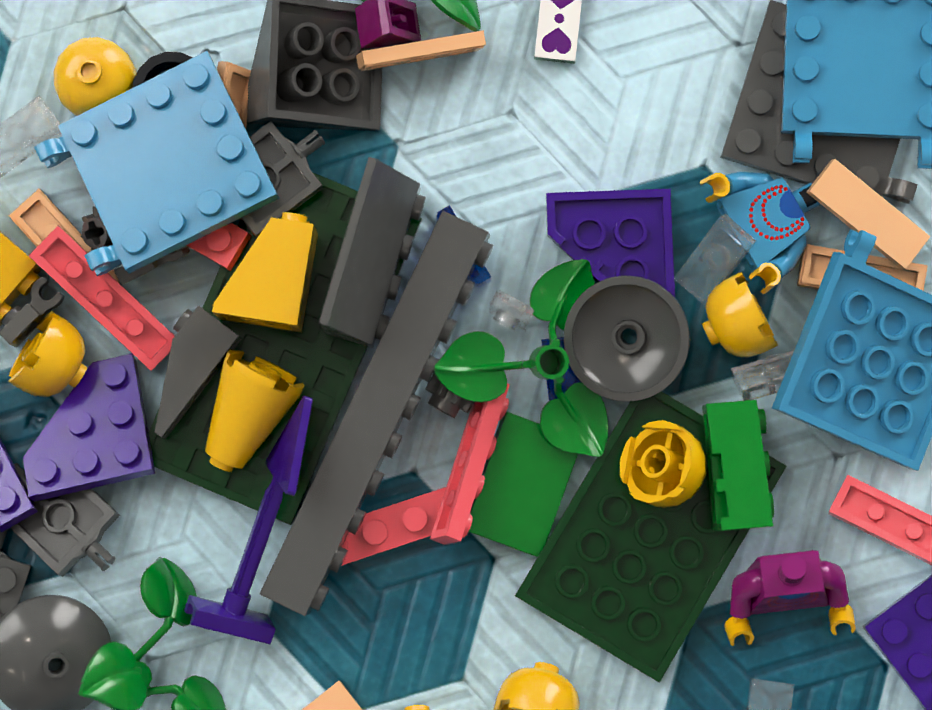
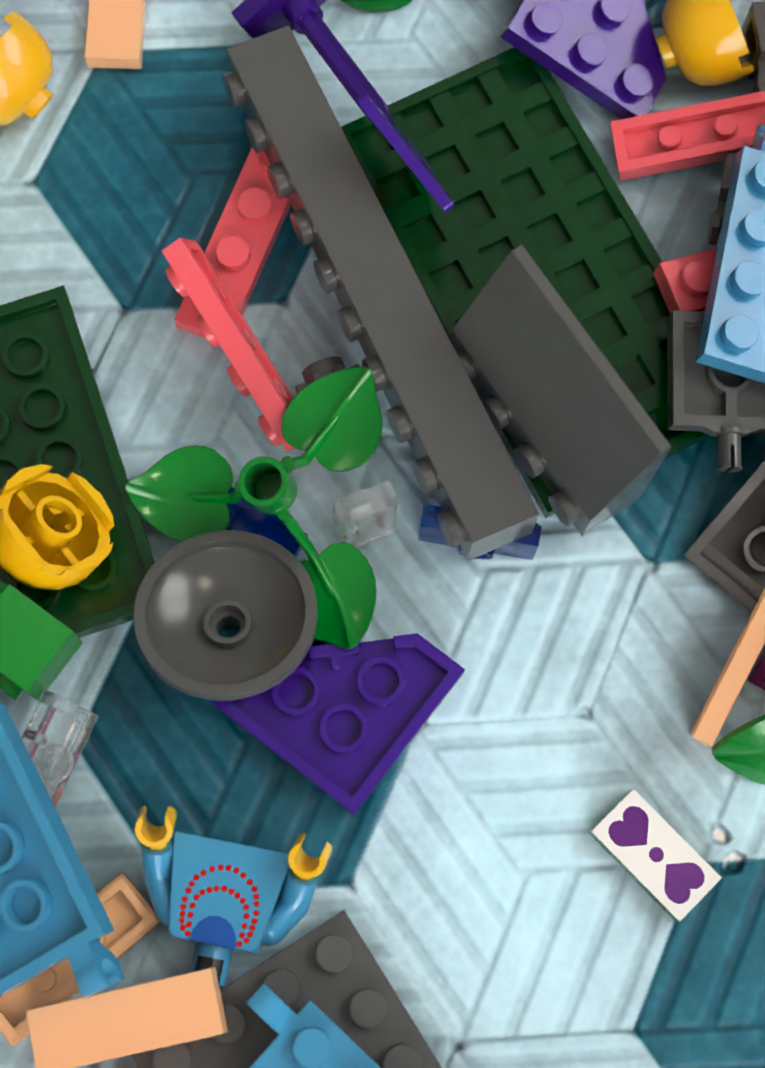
camera: 130 degrees right, 10 degrees down
(193, 361) = (586, 150): dark grey slope -> none
(247, 408) = (495, 168): yellow cone -> none
(273, 277) = (616, 281): yellow slope -> none
(521, 487) = (170, 381): green tile -> none
(714, 258) = (230, 795): clear plate -> none
(737, 319) = (139, 762): yellow cylinder -> none

